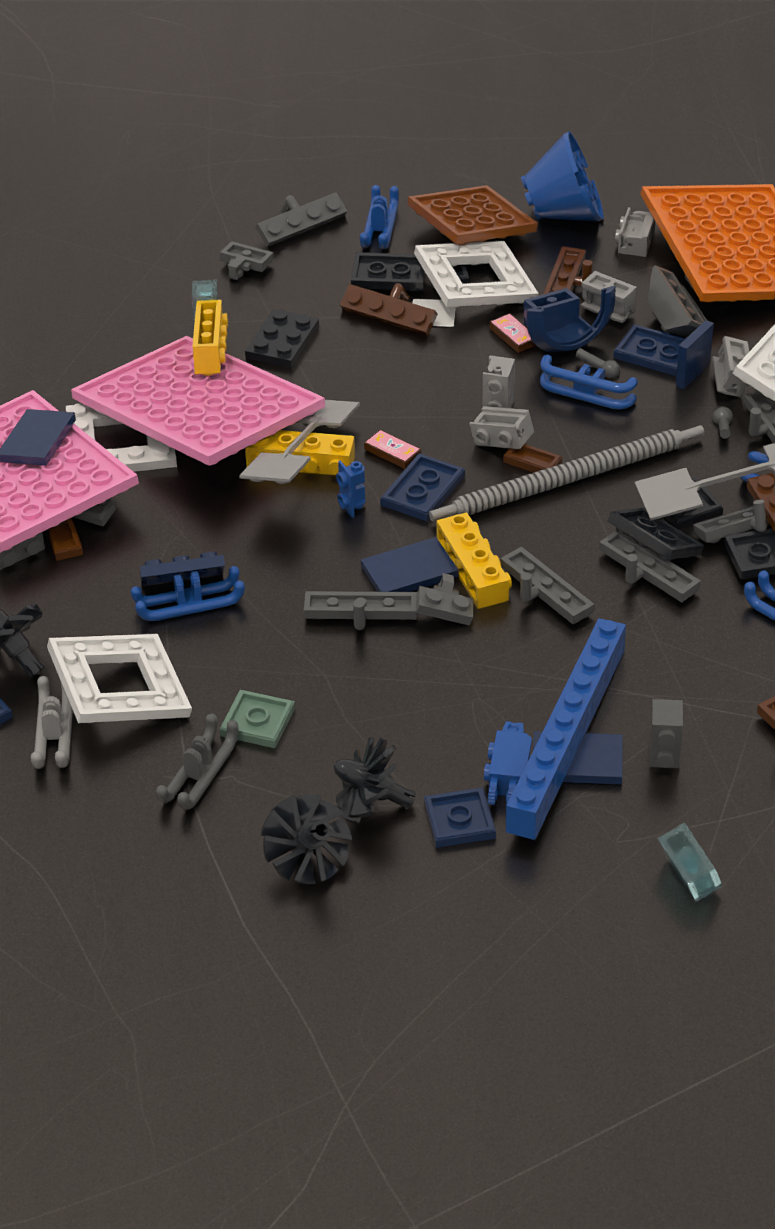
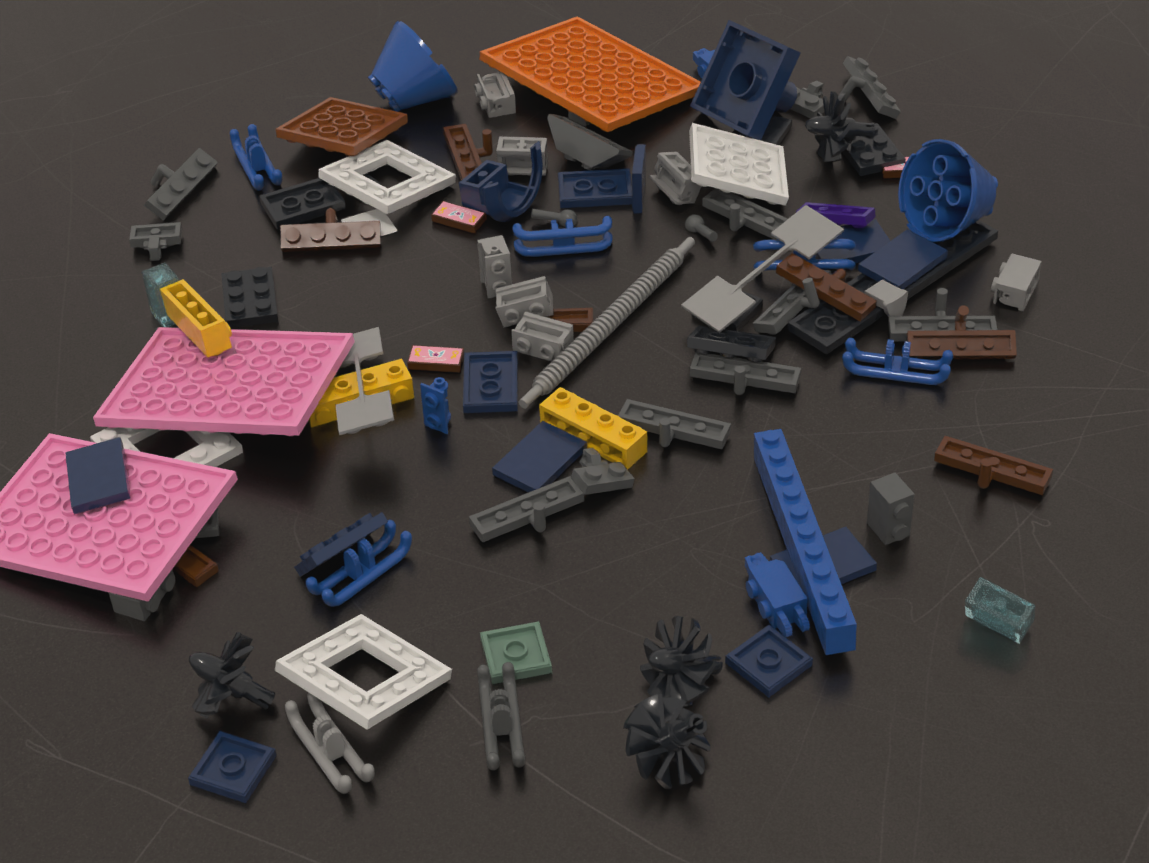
camera: 30 degrees left, 0 degrees up
(493, 463) = (541, 336): none -> light grey hinge

